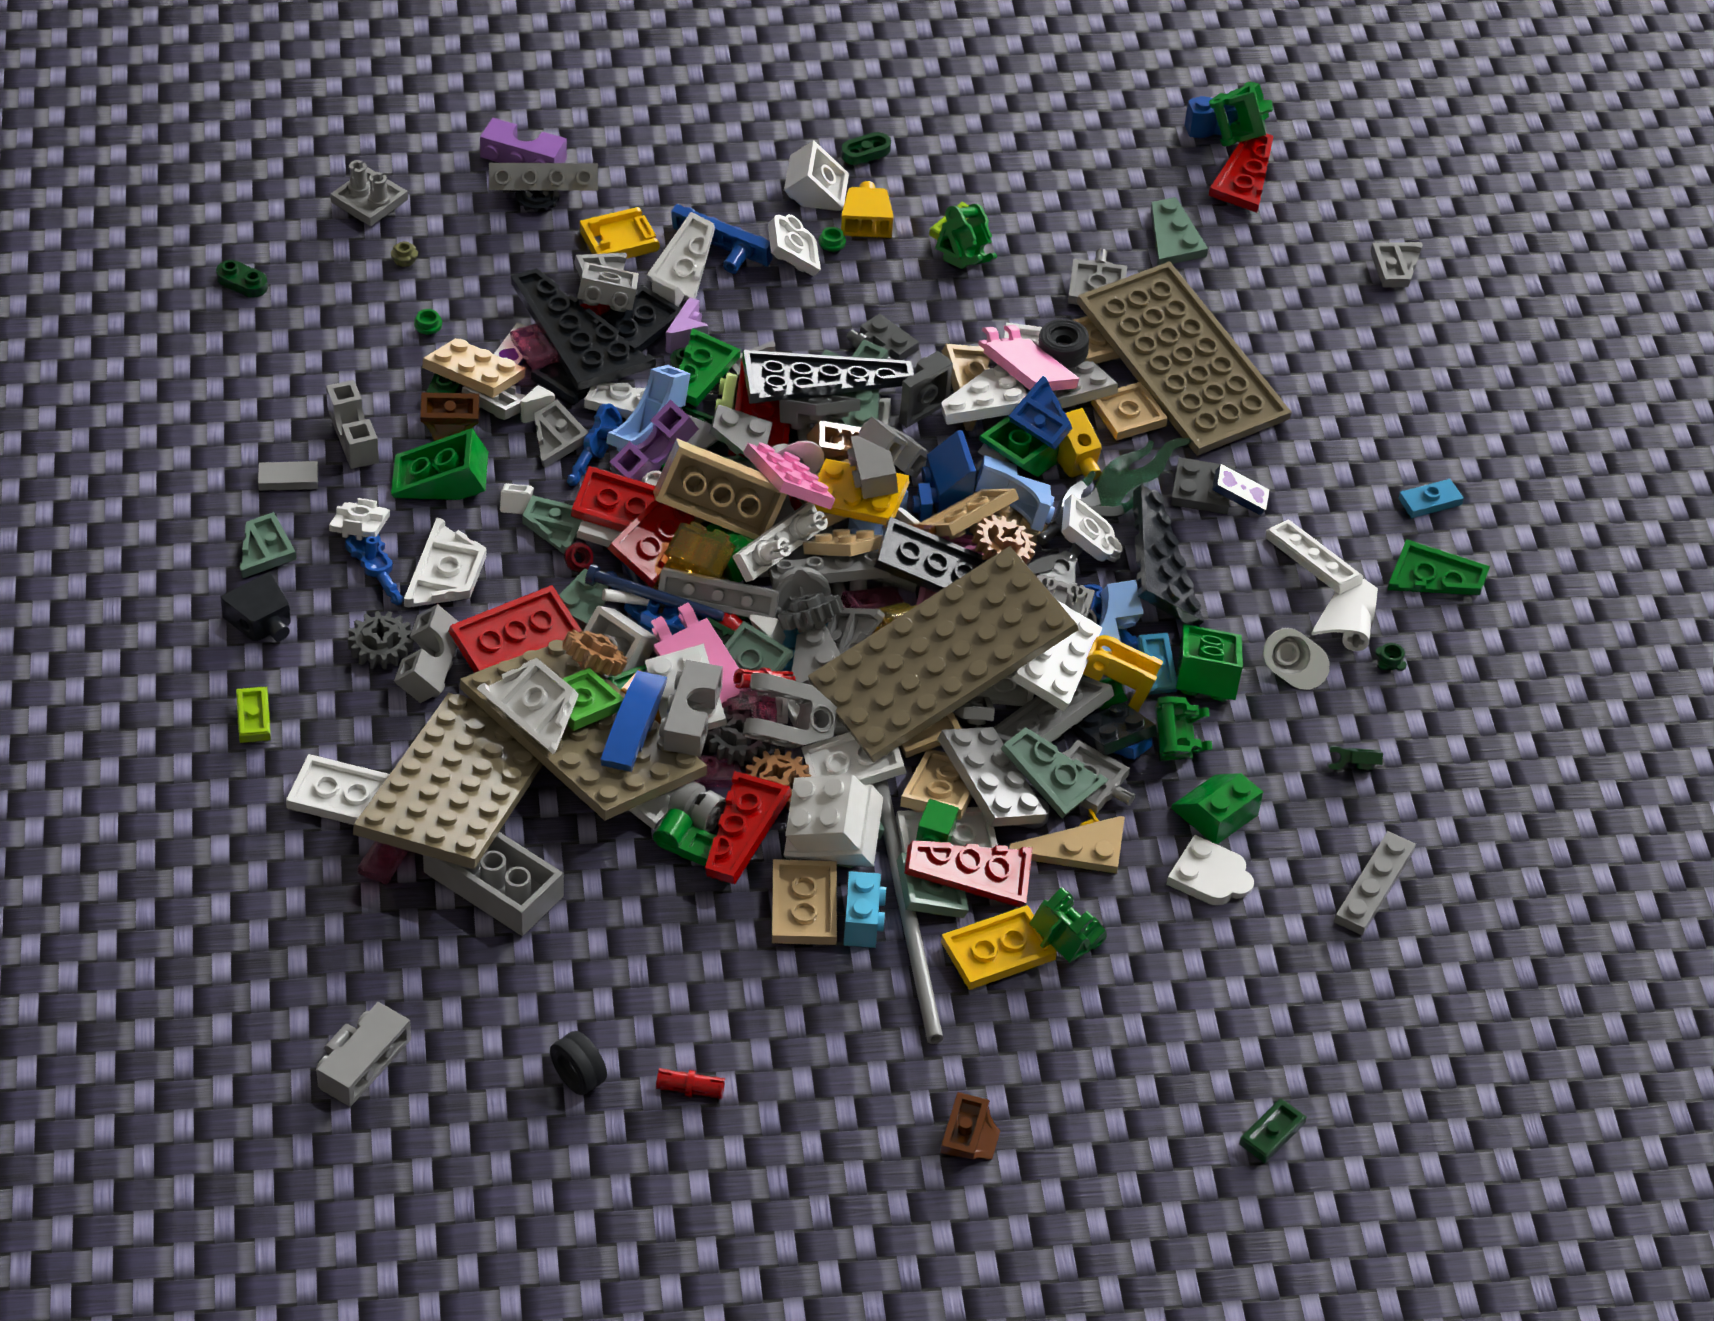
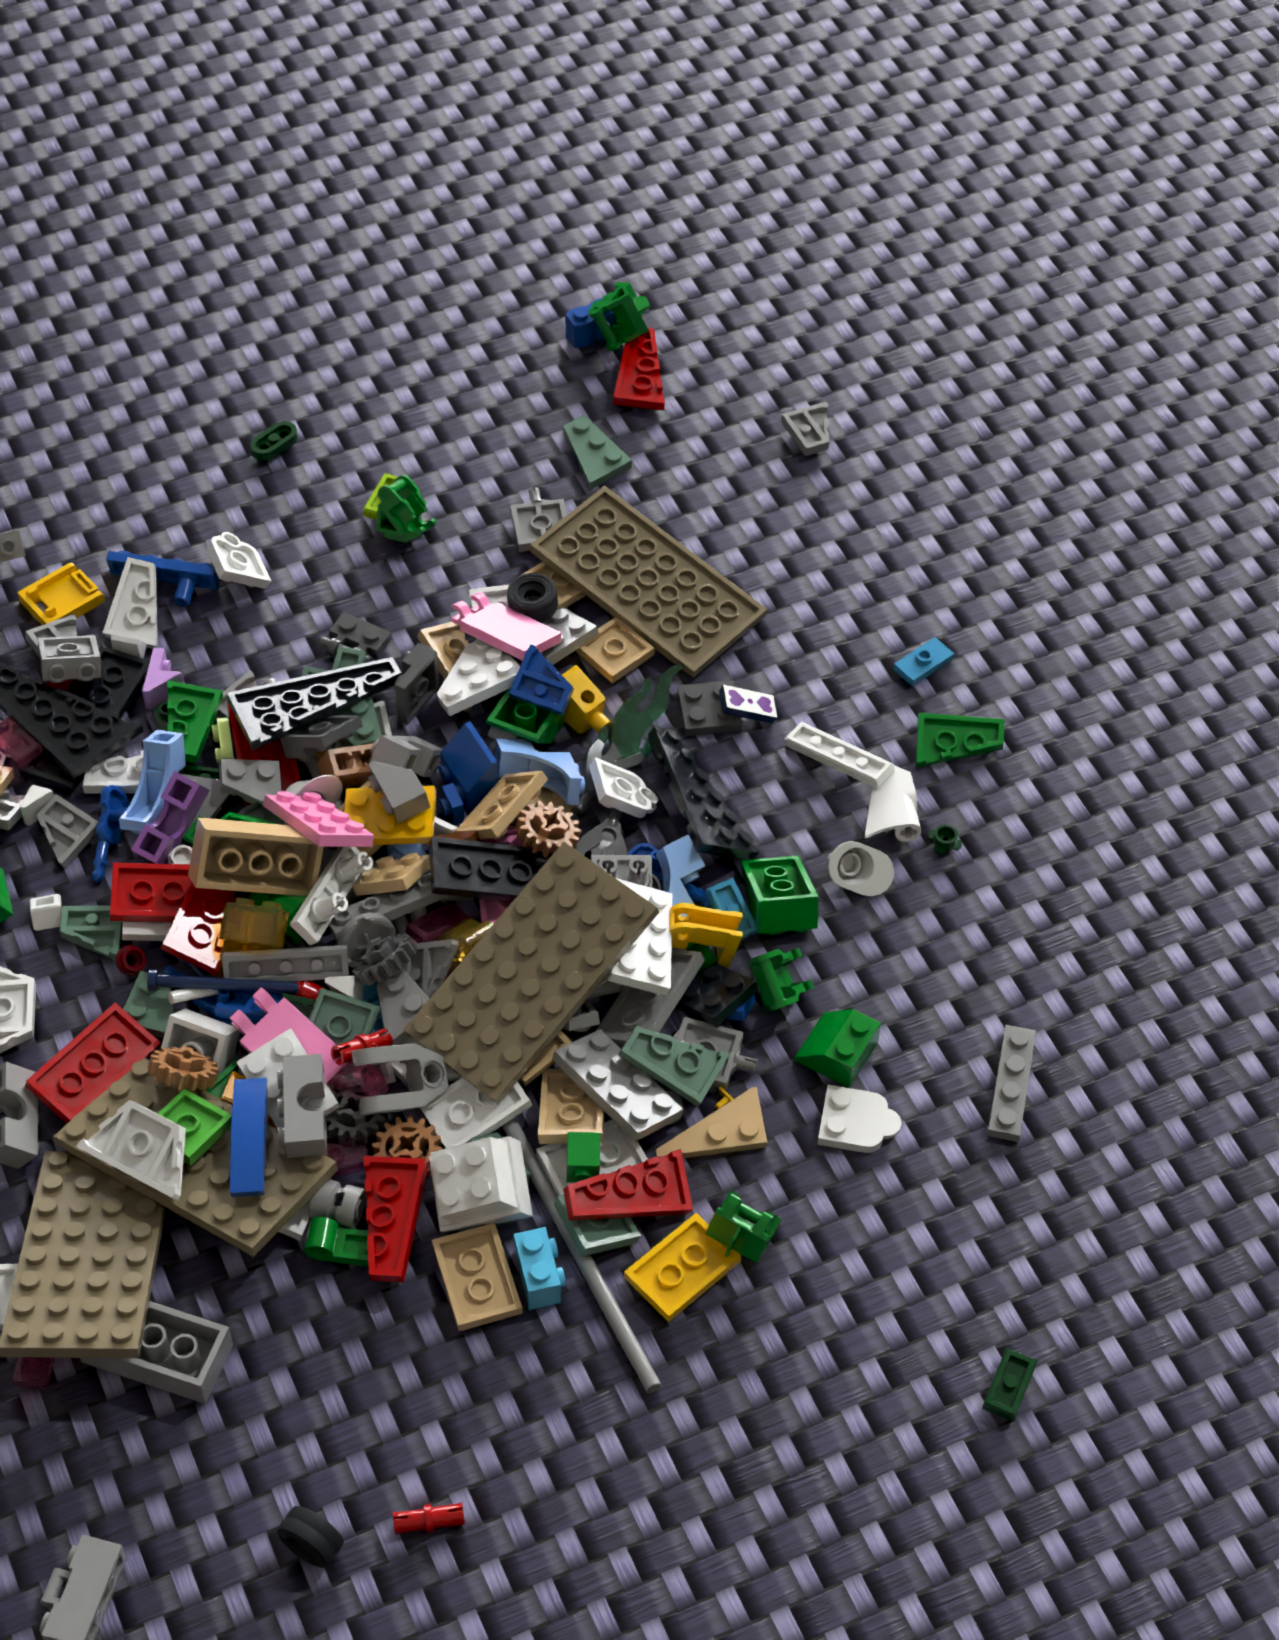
camera: 15 degrees left, 5 degrees up
(816, 179) = (236, 486): white slope -> none
(832, 239) = (272, 545): green plate -> none
(867, 212) = (297, 508): yellow torso -> none
(970, 1129) = (722, 1480): reddish brown slope -> none
(1363, 758) = (955, 954): dark green plate -> none

